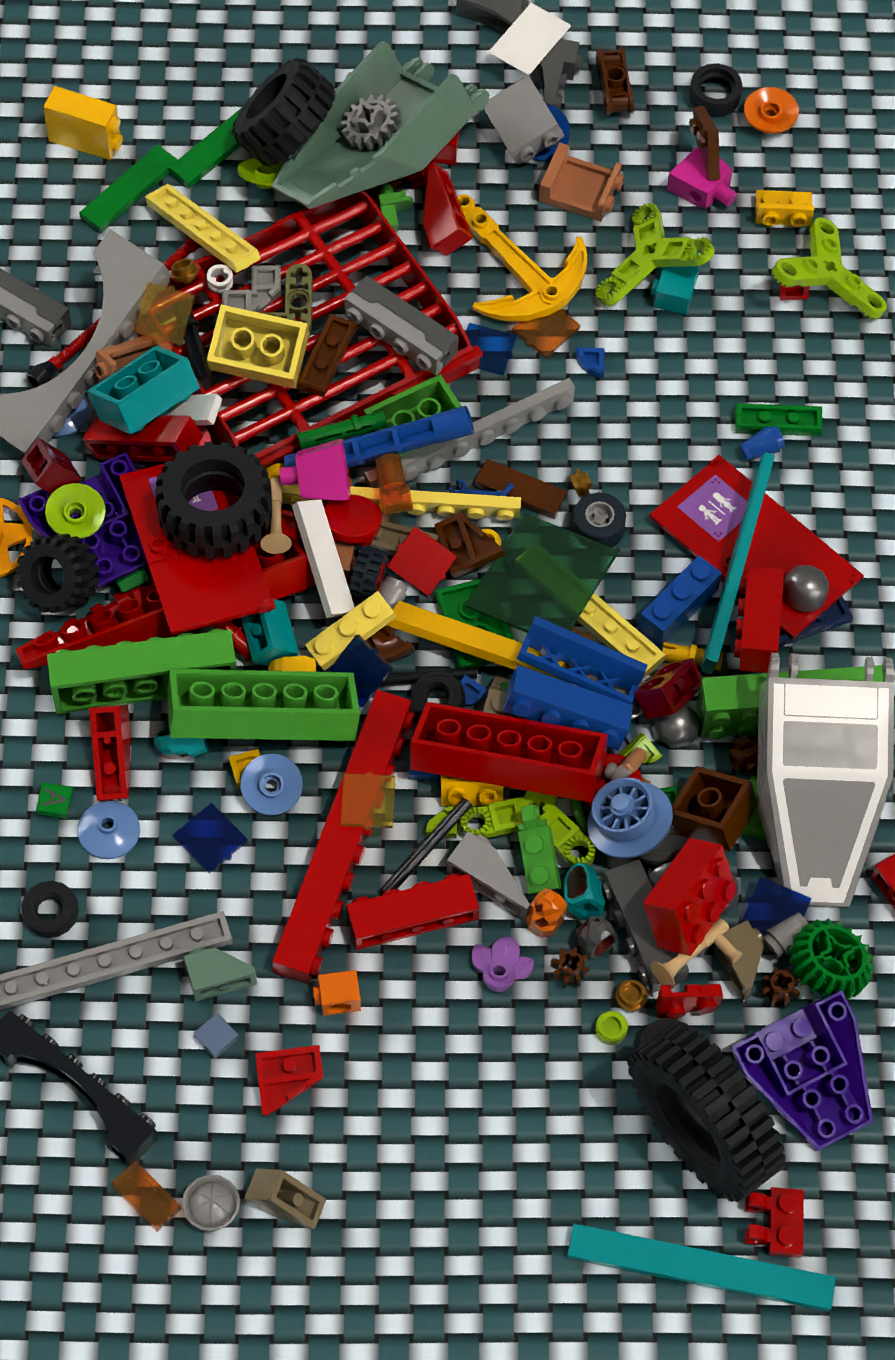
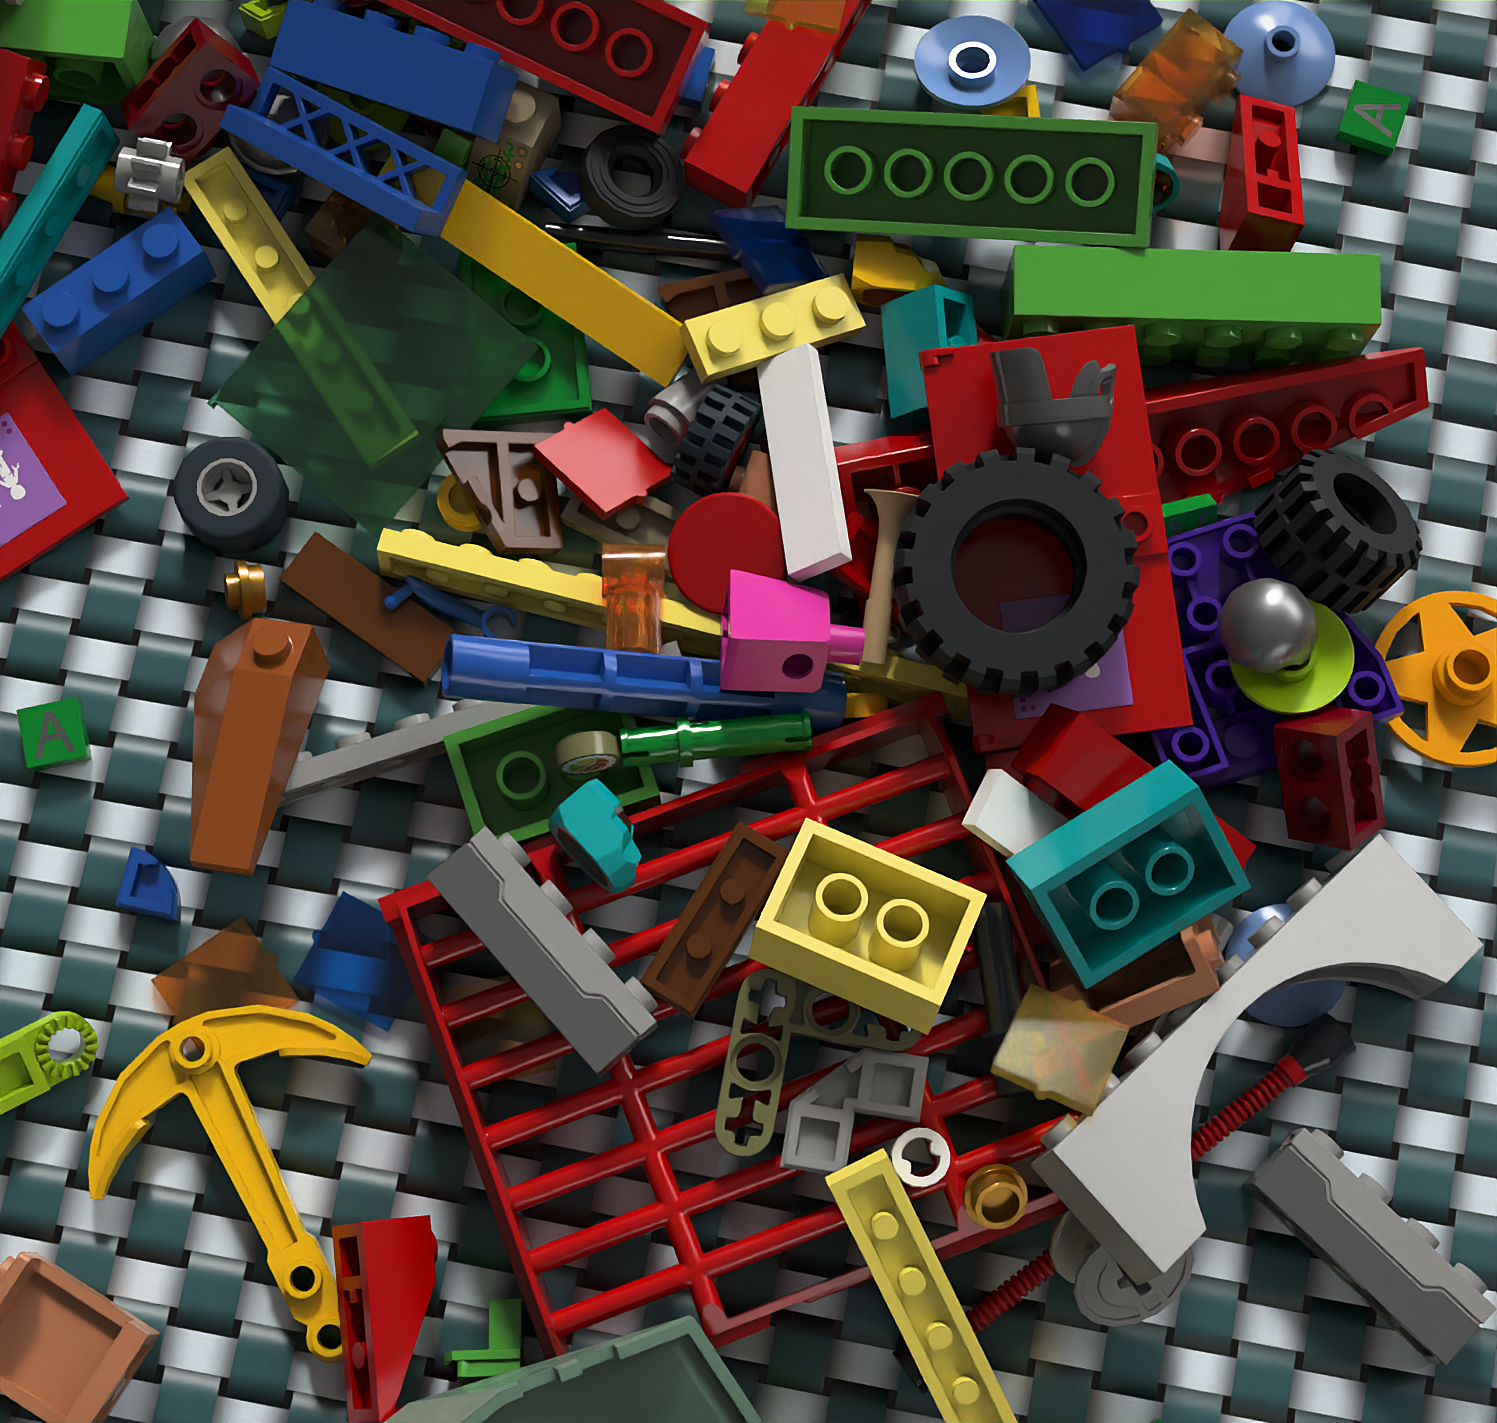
camera: 170 degrees left, 15 degrees up
(88, 515) = (1267, 625): none -> flat silver hair
(161, 791) = (1179, 81): none -> clear orange brick
(208, 571) = (1033, 419): none -> dark grey helmet
(387, 377) = (597, 836): none -> teal rock
(399, 411) = (587, 753): none -> olive tile
(561, 416) = (247, 737): none -> dark orange wedge
(654, 413) = (54, 734): none -> green tile
(676, 642) = (150, 175): none -> light grey gear

